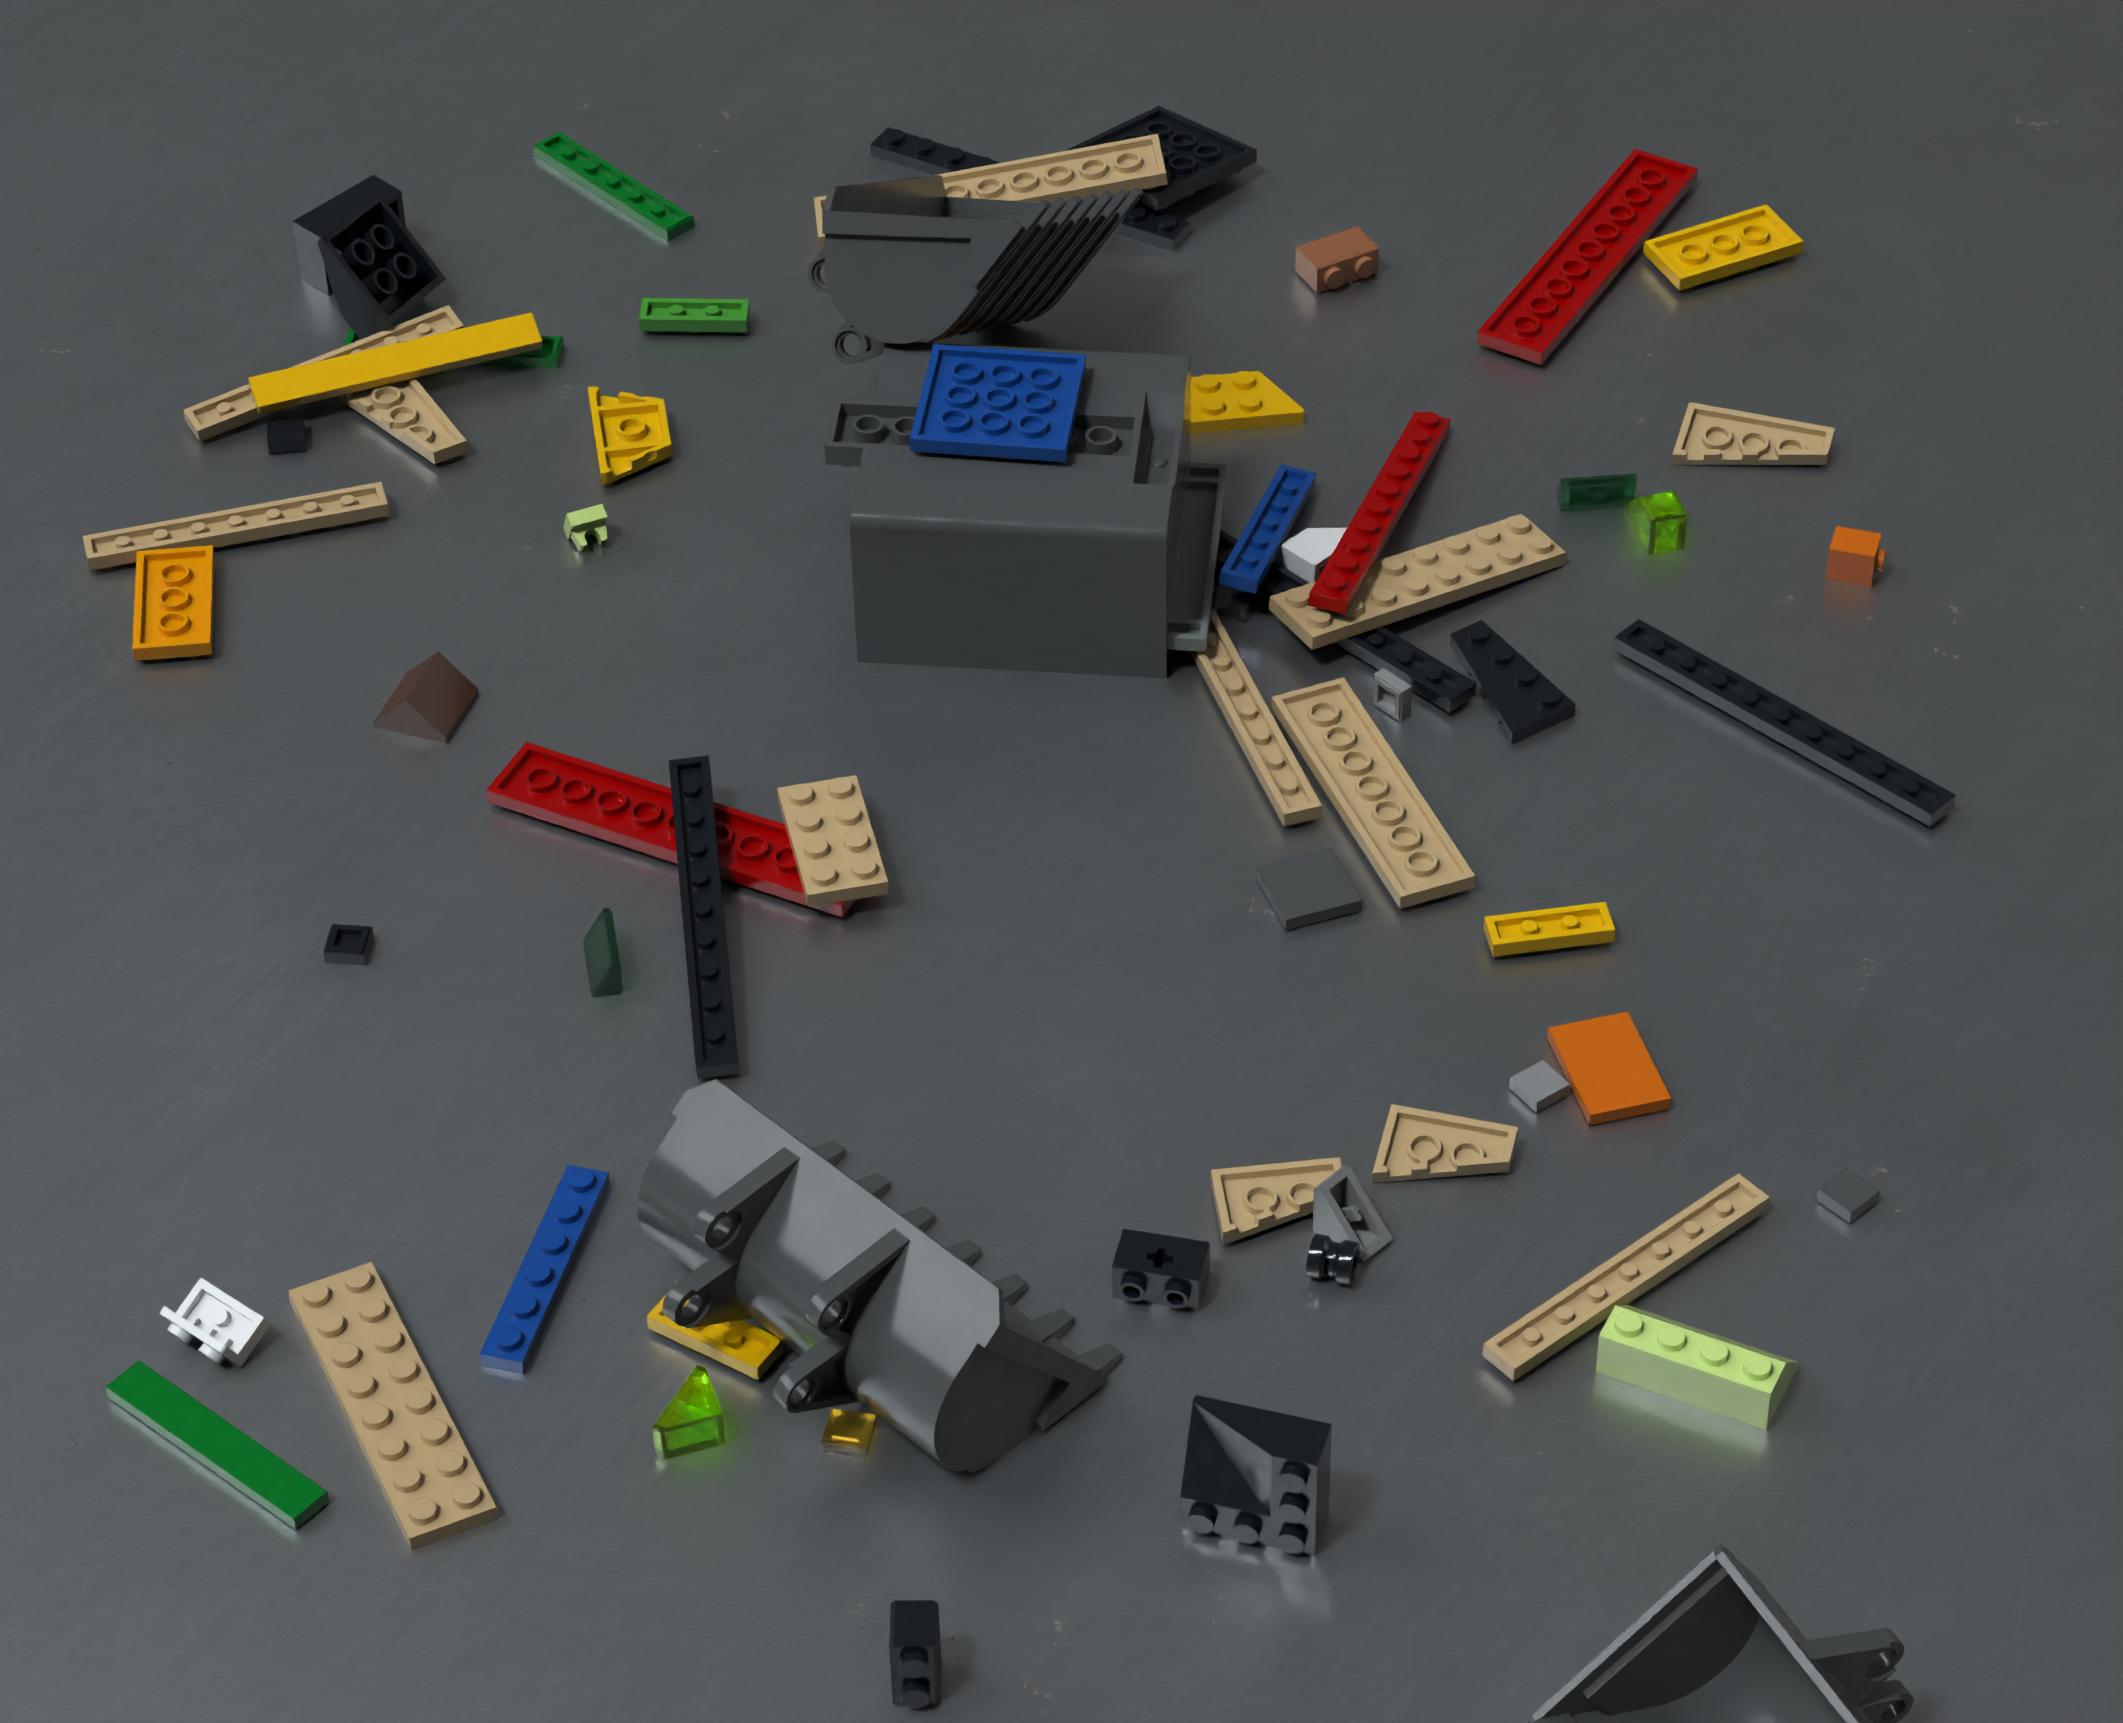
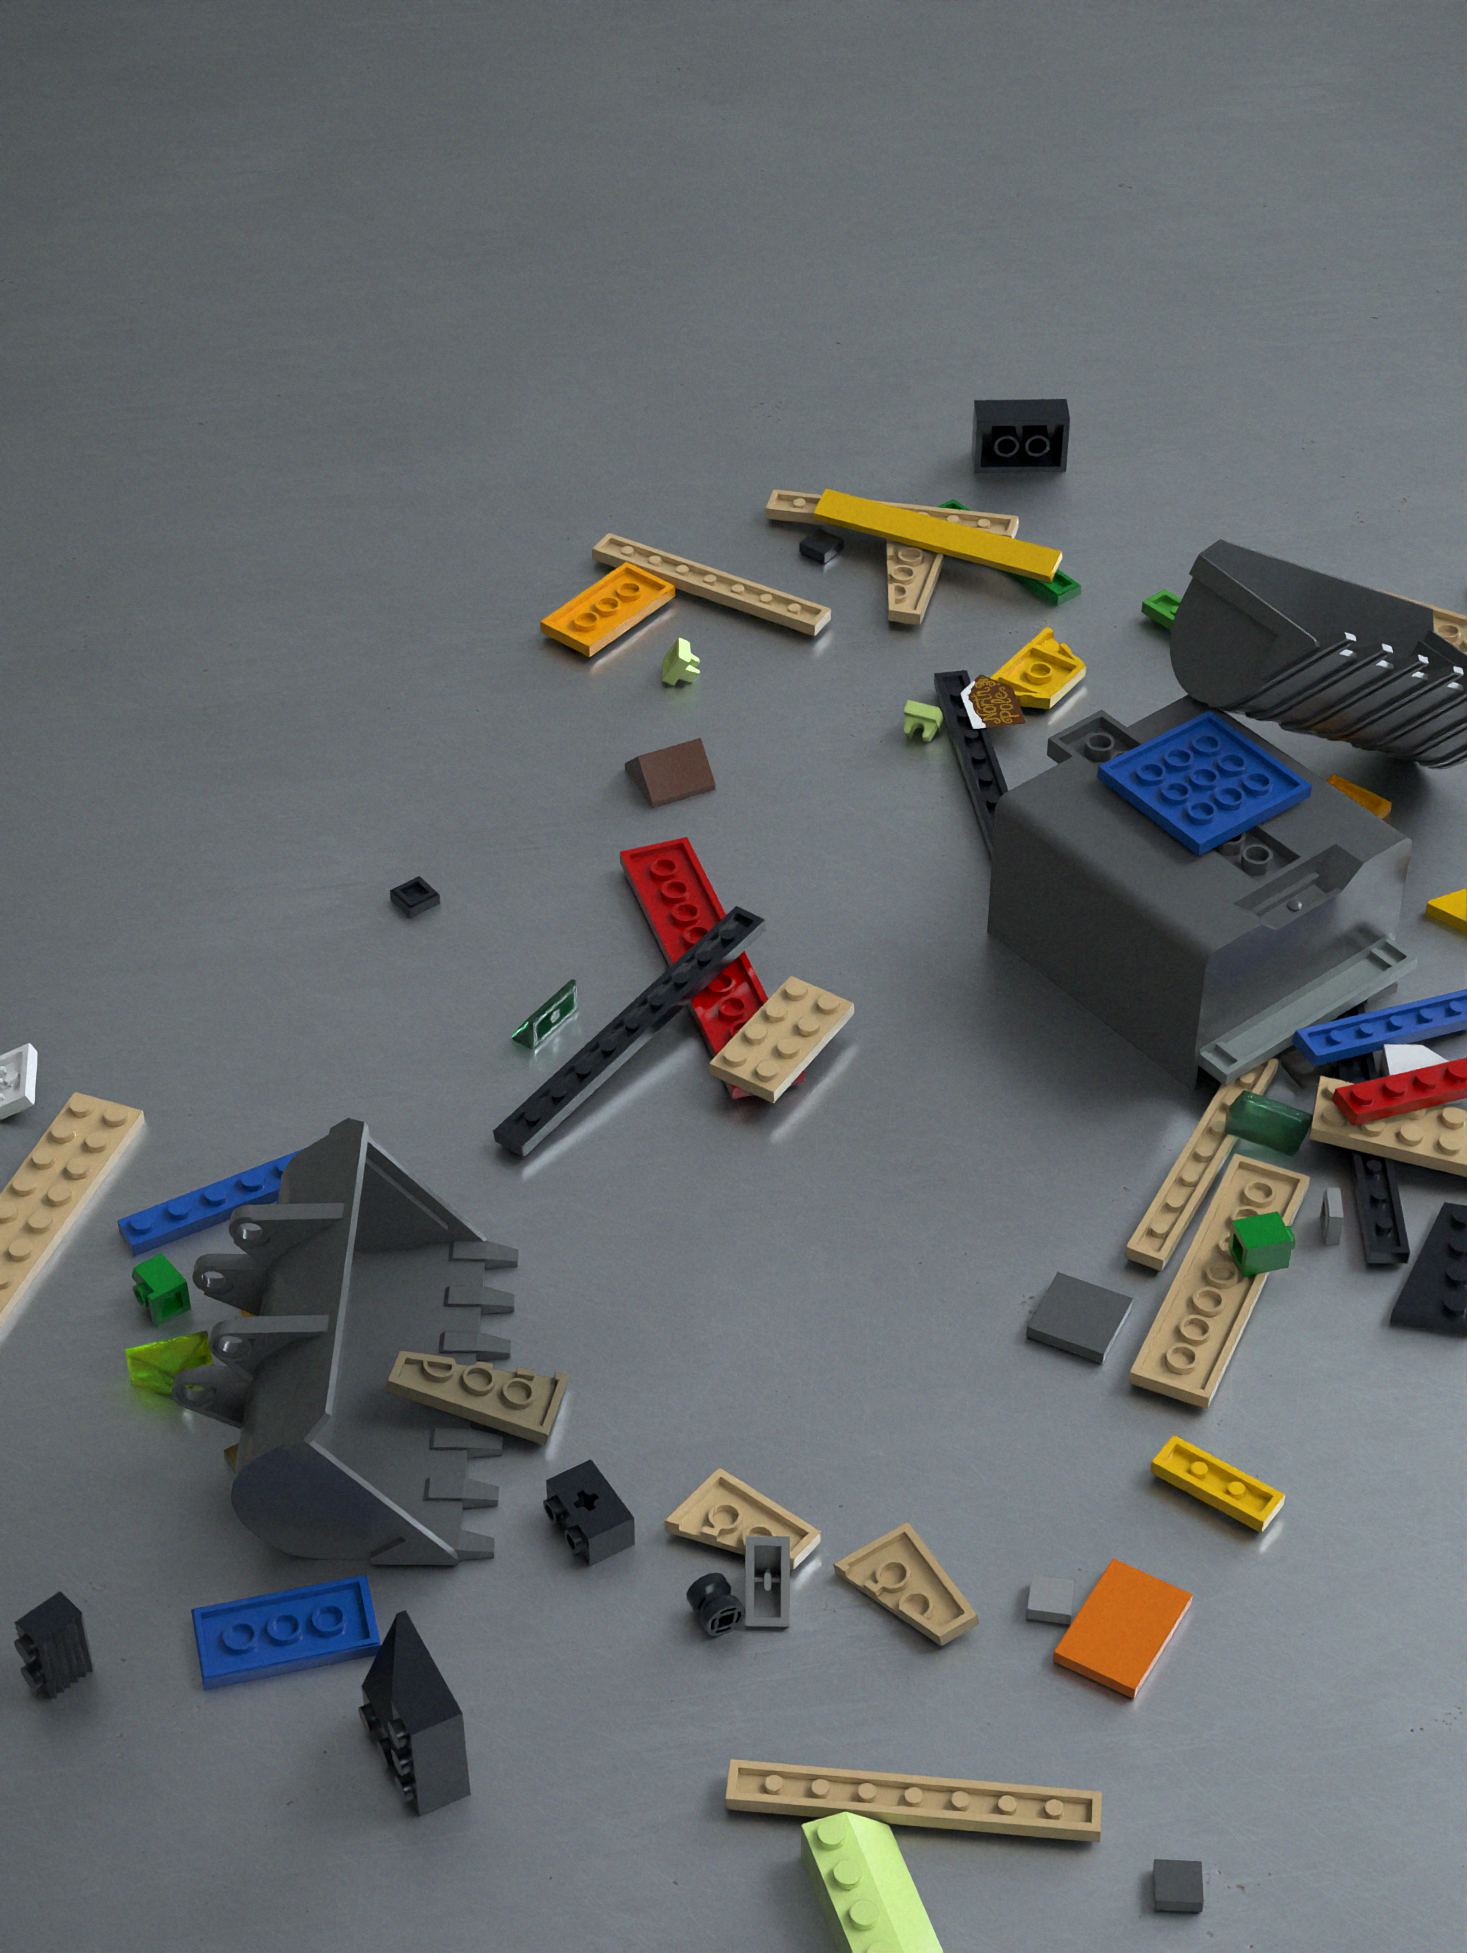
camera: 45 degrees right, 0 degrees up
(307, 608) = (679, 663): none -> yellowish green tile
(376, 267) = (991, 460): black slope -> none
(597, 1371) = (161, 1289): none -> green brick
(613, 186) = (1255, 500): green tile -> none
(630, 477) = (991, 704): none -> sticker
(706, 544) = (973, 750): none -> black plate
(998, 1238) = (496, 1398): none -> dark tan wing
(1049, 1522) = (285, 1632): none -> blue tile
(1269, 657) = (1267, 1123): none -> clear green slope
(1383, 742) = (1261, 1243): none -> green brick

